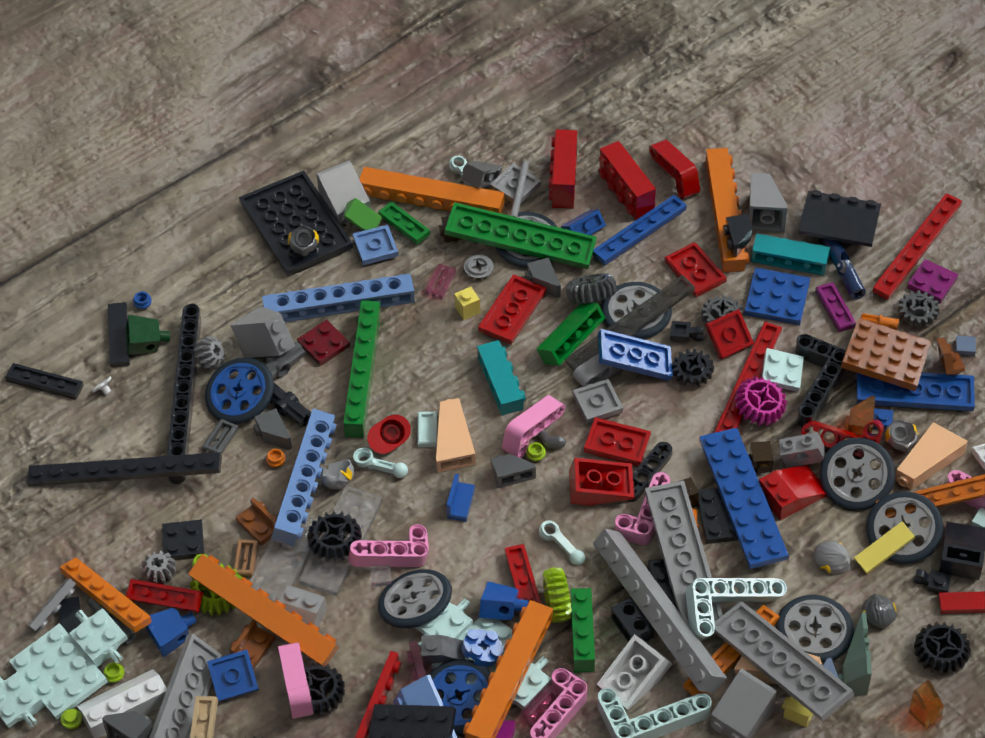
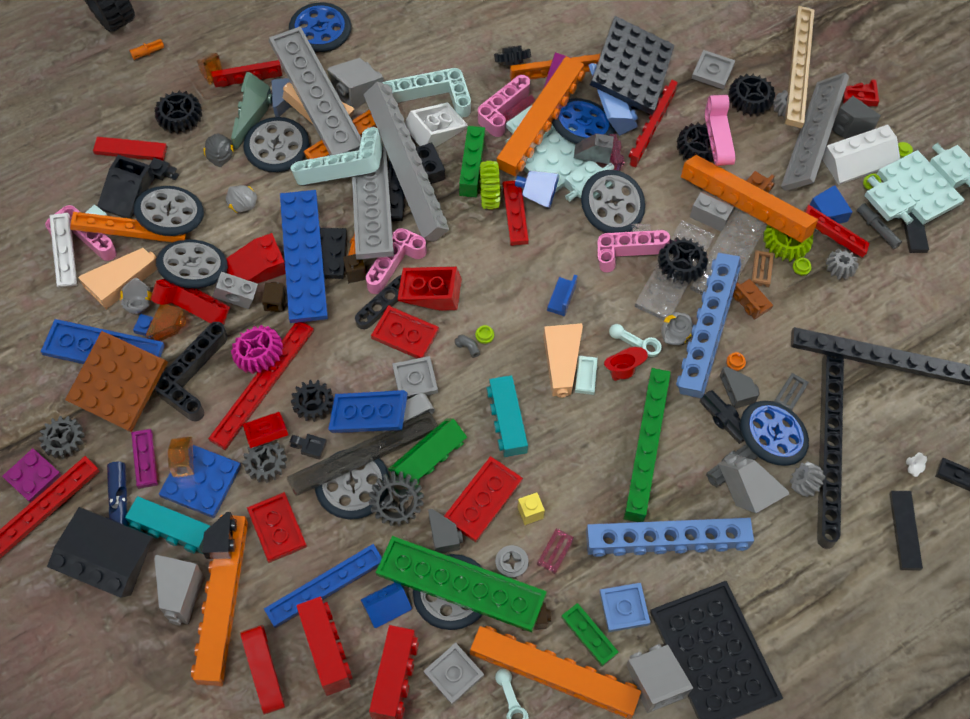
camera: 175 degrees left, 10 degrees up
(52, 605) = (935, 237): light grey plate -> none
(105, 594) = (888, 239): orange plate -> none
(142, 300) = (888, 565): blue plate -> none
(144, 335) = (879, 515): dark green torso -> none
(183, 539) = (820, 293): black plate -> none
(232, 675) = (771, 160): blue plate -> none
(303, 240) = (708, 605): dark grey hair -> none
(323, 342) = (686, 489): dark red plate -> none
(361, 215) = (639, 640): bright green slope -> none
(480, 173) = (494, 681): dark grey slope -> none
(487, 639) = (557, 137): plate -> none
(511, 470) = (511, 315): dark grey slope -> none
(519, 189) = (451, 655): light grey bar -> none
(530, 424) = (482, 354): bright pink beam -> none
(575, 556) = (464, 233): light aqua piece -> none
(783, 369) = (224, 387): light aqua plate -> none
(798, 297) = (181, 457): none -> clear orange slope
(872, 711) = (237, 74): none -> red plate
(884, 321) = (106, 429): orange axle -> none
(884, 547) = (193, 195): light yellow tile -> none
(950, 361) = (55, 367): dark orange bracket -> none
(966, 345) = (32, 393): sand blue tile -> none

